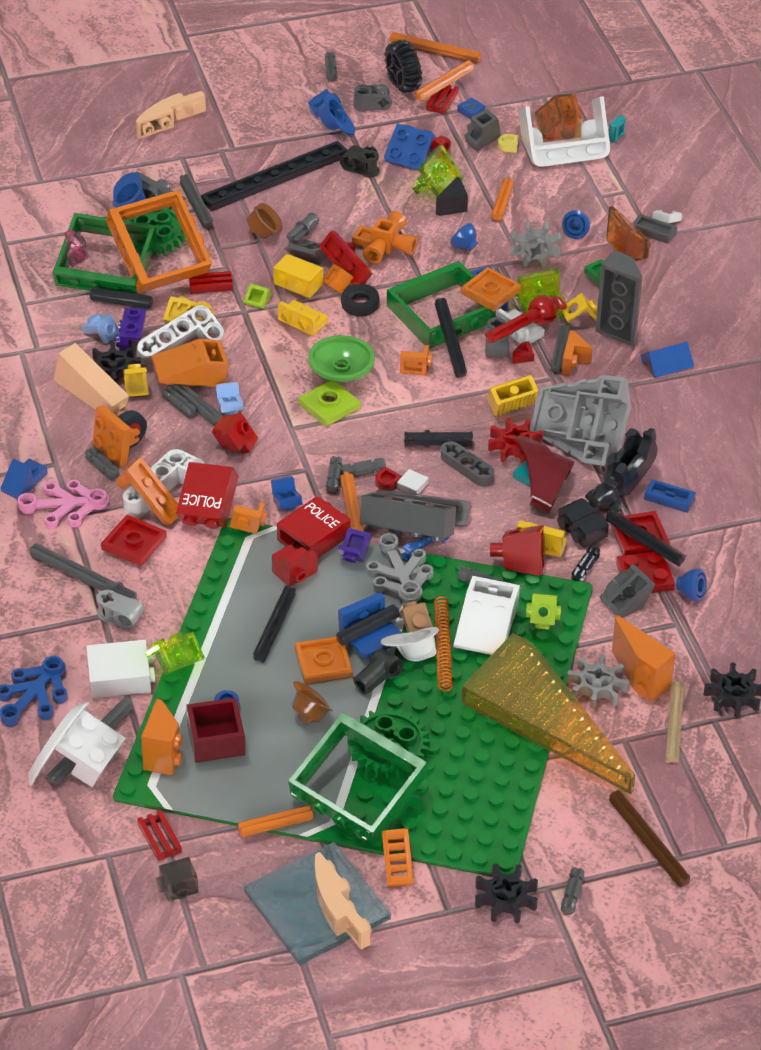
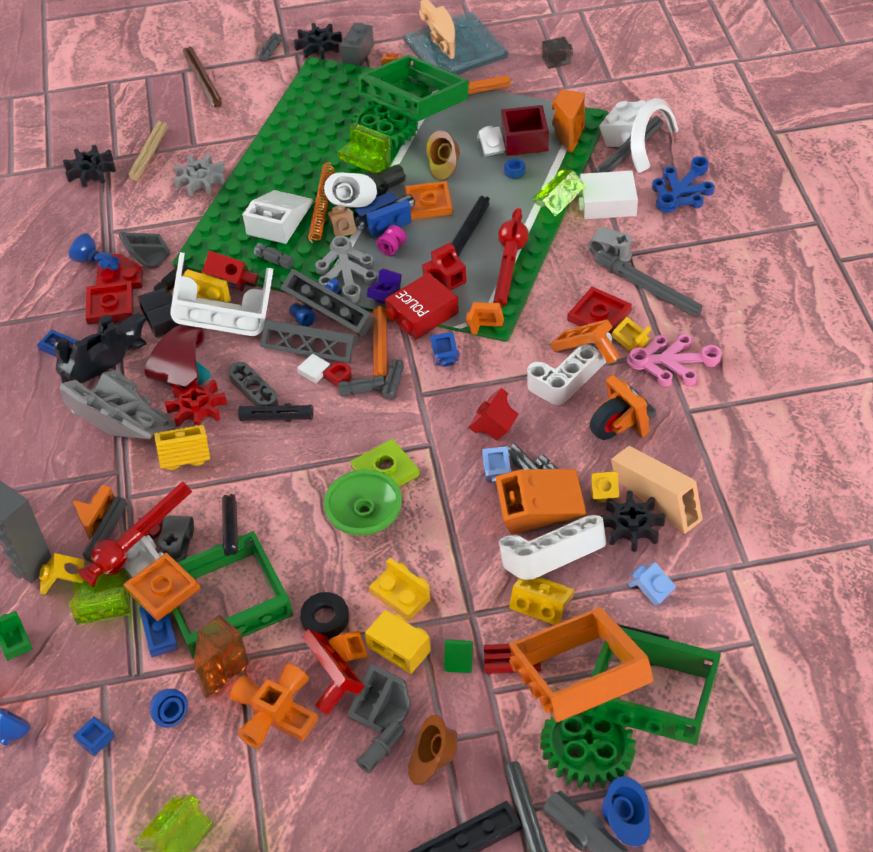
camera: 170 degrees left, 5 degrees up
(22, 477) = (717, 389): blue slope -> none
(78, 247) = (691, 666): clear pink bracket -> none
(101, 516) = (631, 335): none -> yellow bracket
(130, 327) = (611, 559): dark purple bracket -> none
(152, 820) = (573, 82): red tile -> none
(207, 495) = (524, 334): red brick -> none
(224, 599) = (513, 237): none -> red piece
(251, 276) = (458, 656): none -> green slope
(257, 296) = (451, 628): lime slope -> none
(258, 733) = (491, 141): none -> white bracket
(355, 593) = (393, 238): none -> dark pink wheel
(399, 681) = (366, 149): none -> clear neon green bracket
(415, 362) = (276, 507): orange bracket -> none
(430, 251) = (218, 655): none -> clear orange slope
(449, 881) = (357, 44): none -> dark grey brick
(452, 199) = (161, 784): black slope -> none
(502, 199) = (92, 793): orange axle -> none
(513, 225) = (94, 736): none -> blue tile
(531, 699) = (259, 150): clear yellow slope -> none
(535, 244) = (80, 660): light grey gear -> none
(540, 507) = (218, 315): none -> white windscreen
(548, 602) = (220, 214): lime brick -> none
(645, 538) = (108, 284): black axle -> none
(645, 660) = (154, 173): orange slope -> none
(657, 561) = (105, 260): none -> blue plant

